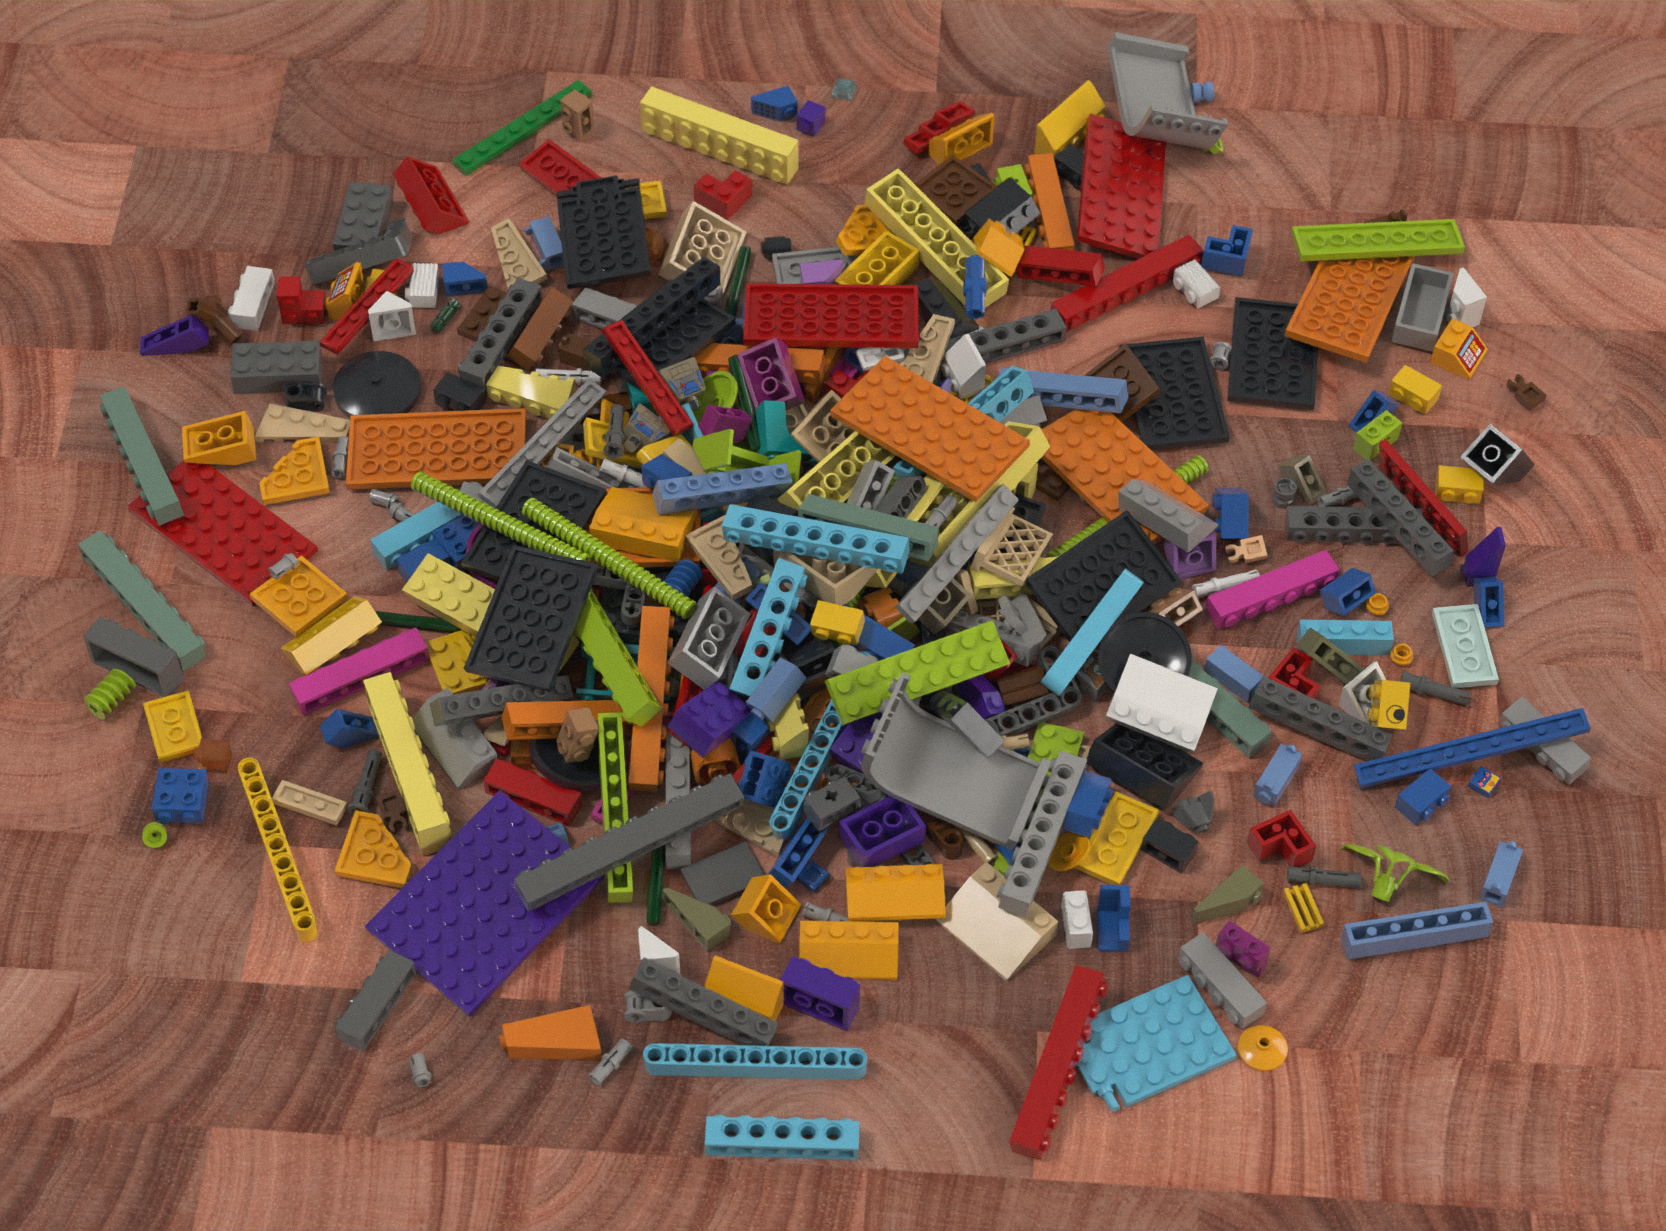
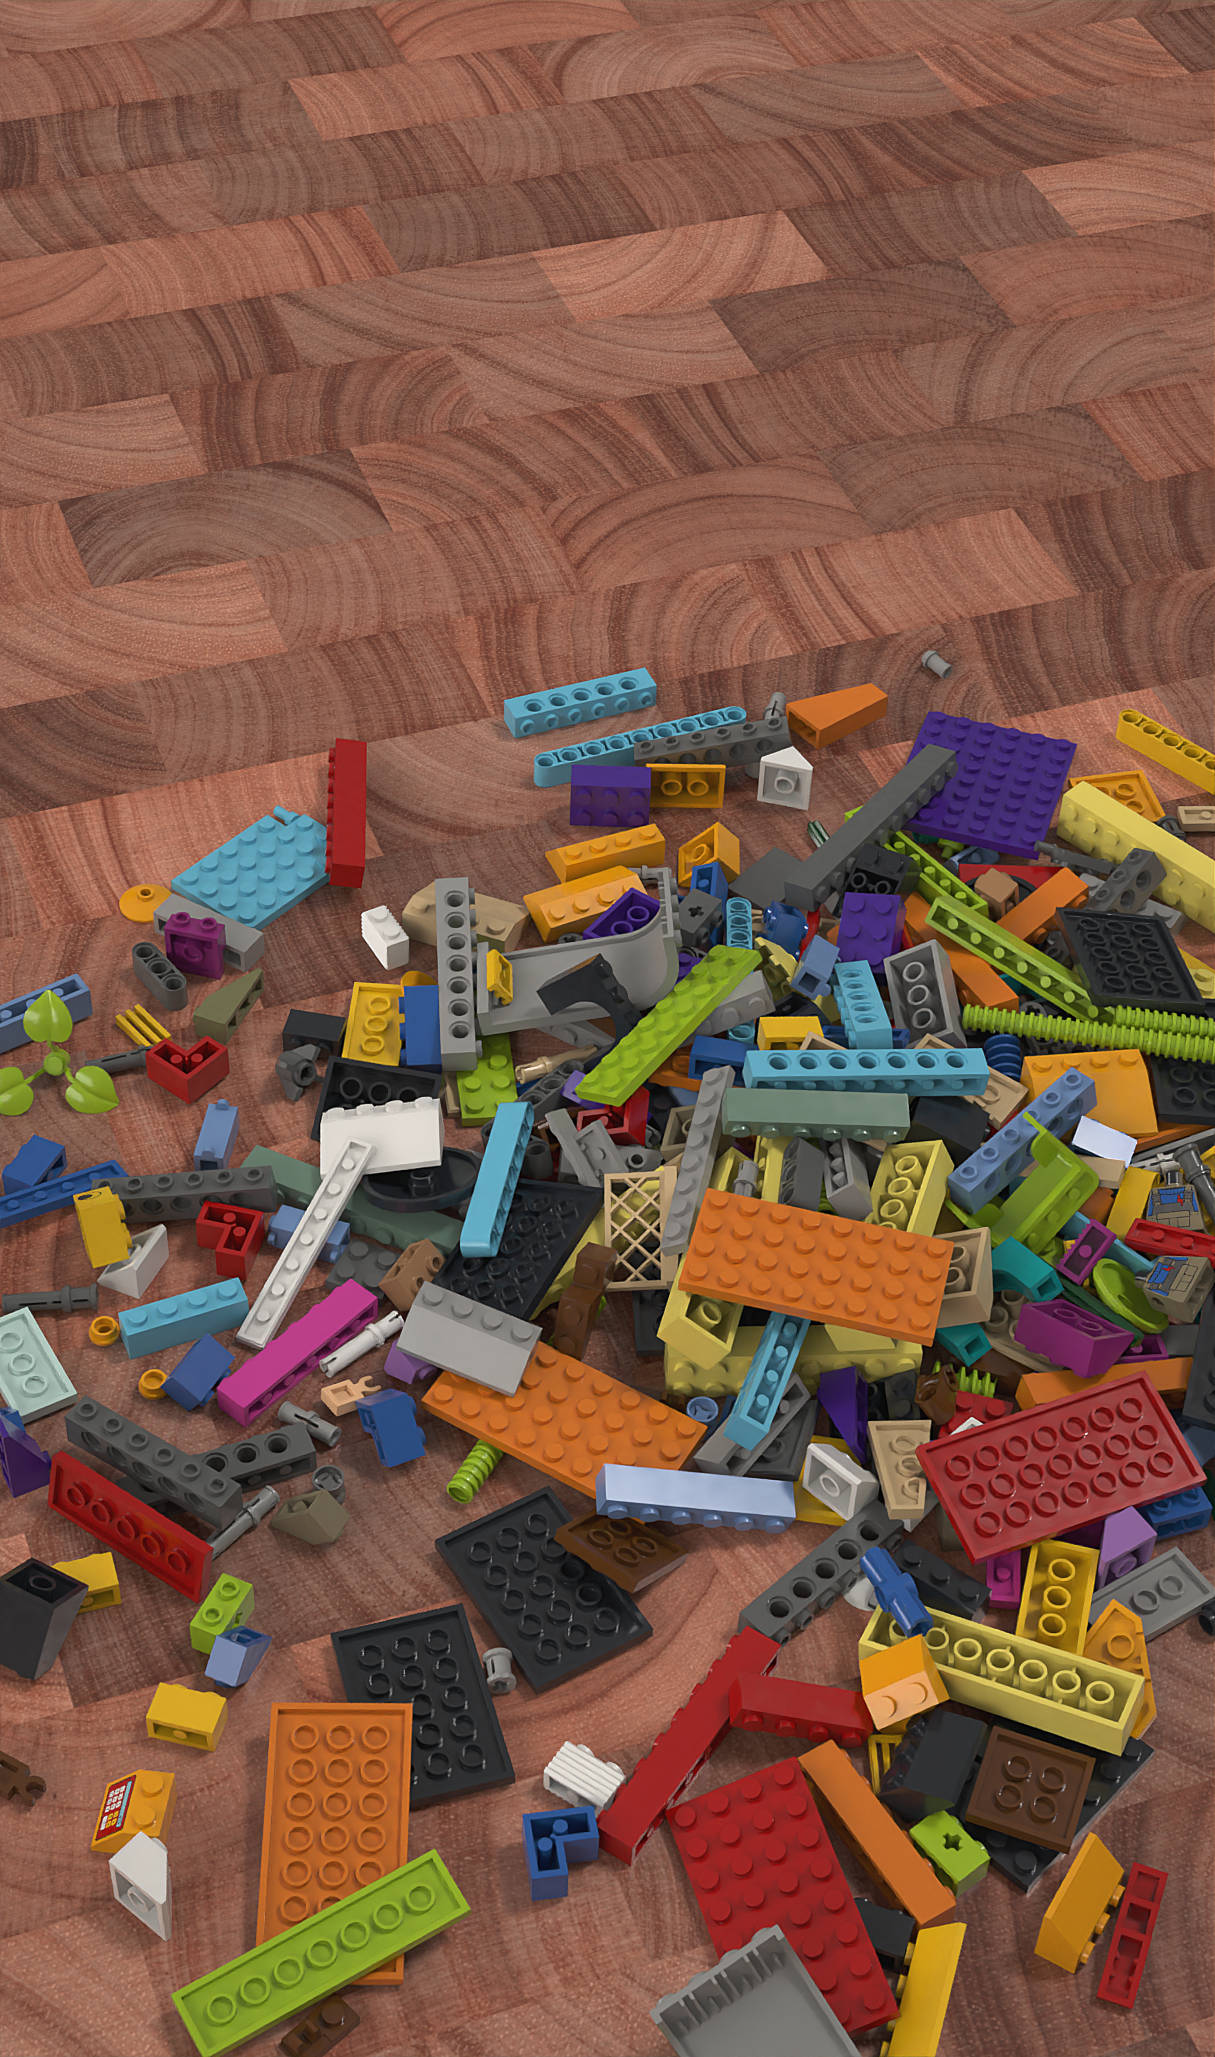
camera: 155 degrees right, 10 degrees down
(375, 1000) = (1018, 692): dark grey brick -> none
(467, 783) = (1075, 860): none -> dark grey plate
(661, 778) = (880, 873): none -> black slope
(699, 918) = (763, 832): olive slope -> none
(1014, 800) = (499, 977): none -> yellow tile
(1080, 515) = (582, 1299): none -> reddish brown arch
(1113, 918) = (346, 951): blue panel -> none
(1205, 637) = (364, 1265): none -> dark grey plate
(1239, 651) = (306, 1243): none -> white tile
(1277, 958) = (160, 976): none -> dark grey beam
(1281, 541) = (325, 1432): none -> light grey pin
(1329, 656) = (198, 1267): olive slope -> none
(1422, 307) = (212, 1858): light grey piece -> none

